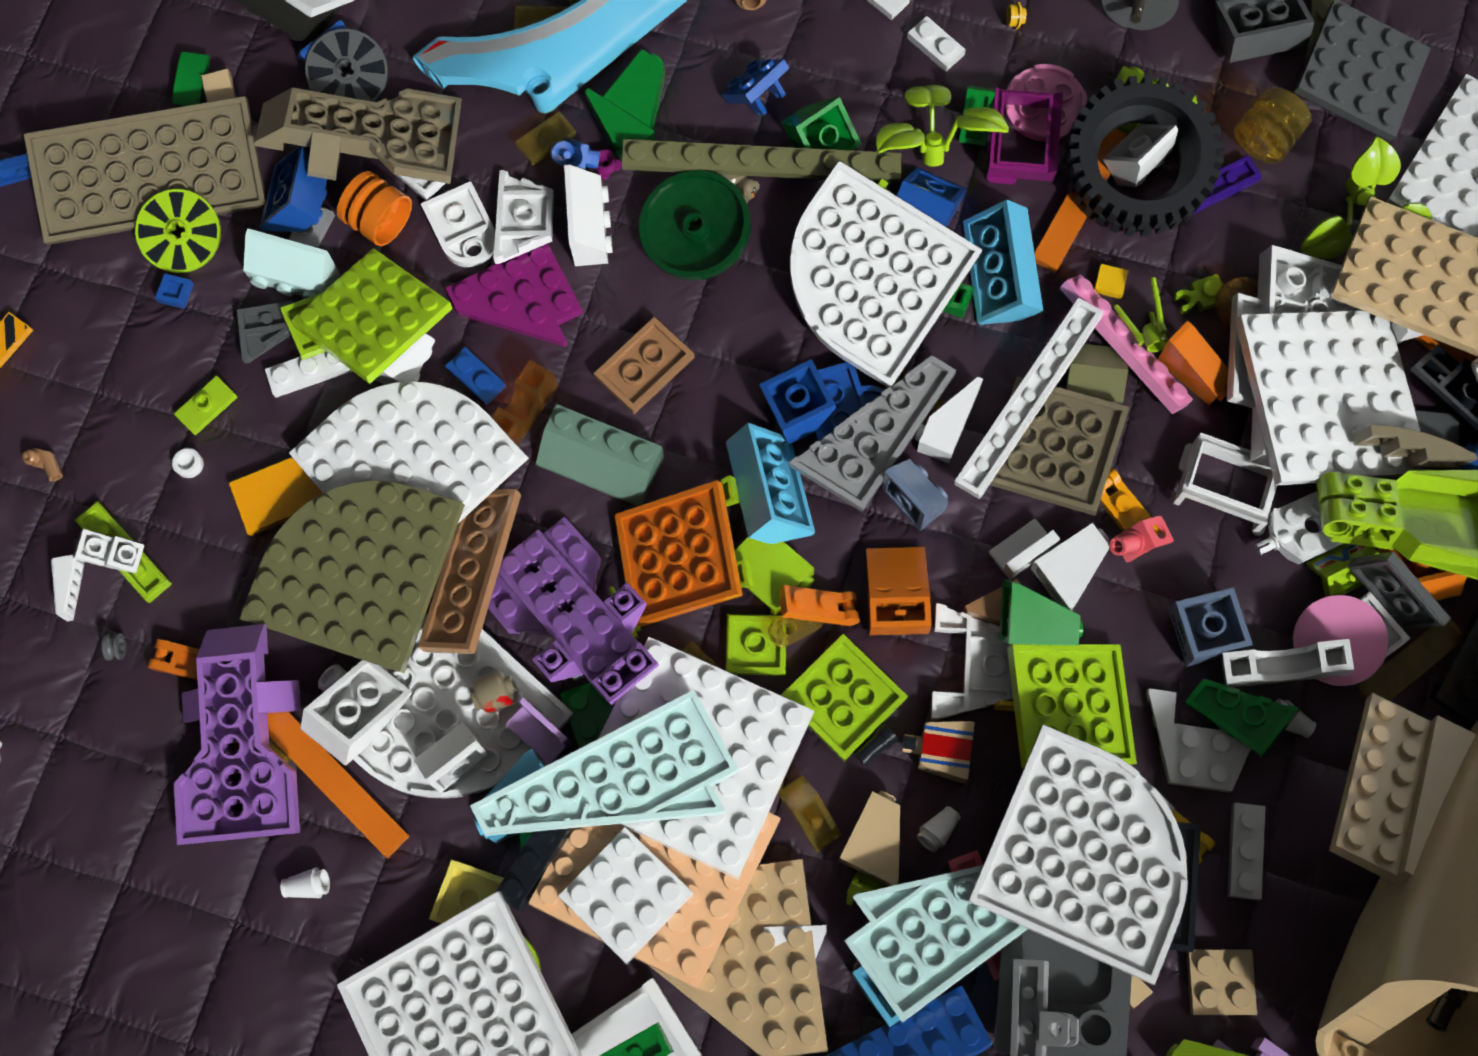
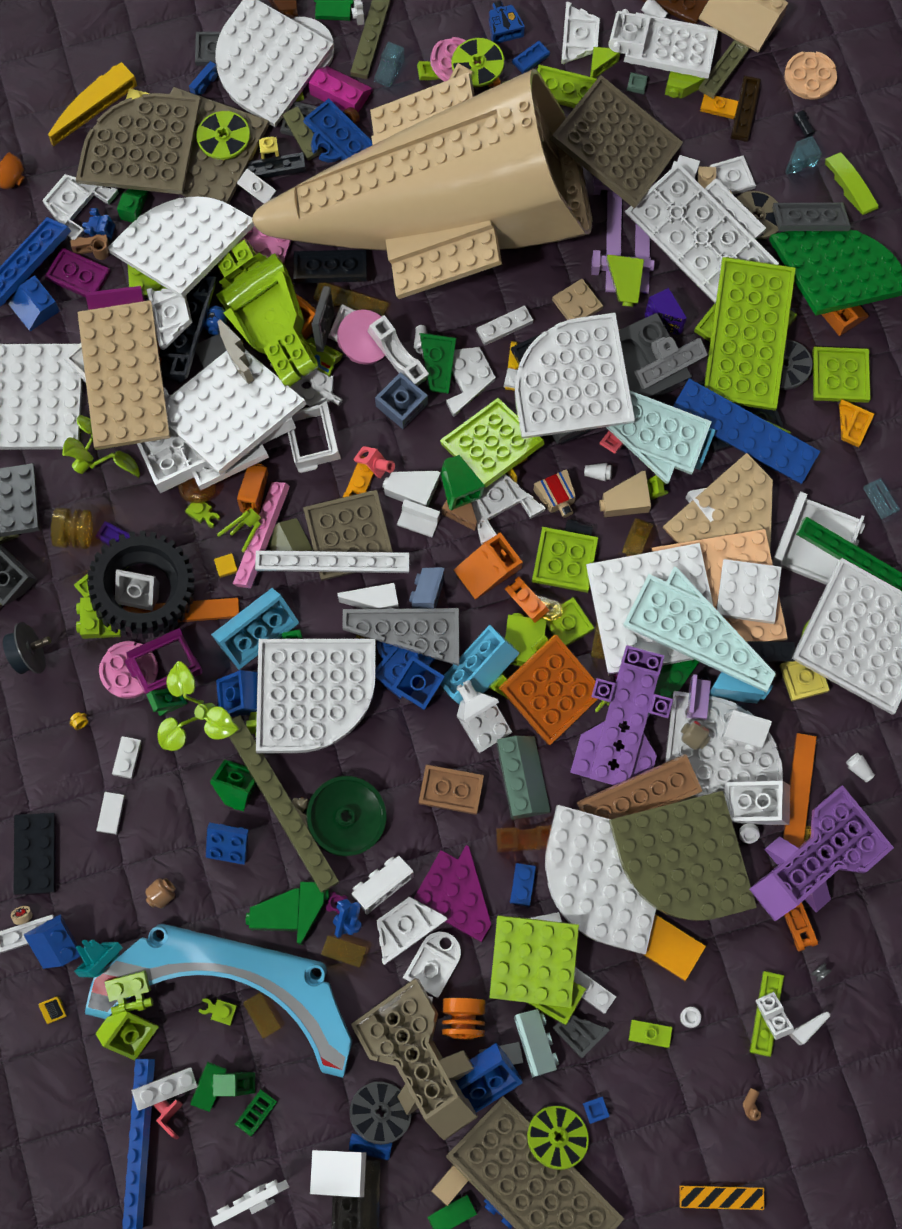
camera: 130 degrees left, 0 degrees up
(704, 448) = (481, 717): none -> white plate

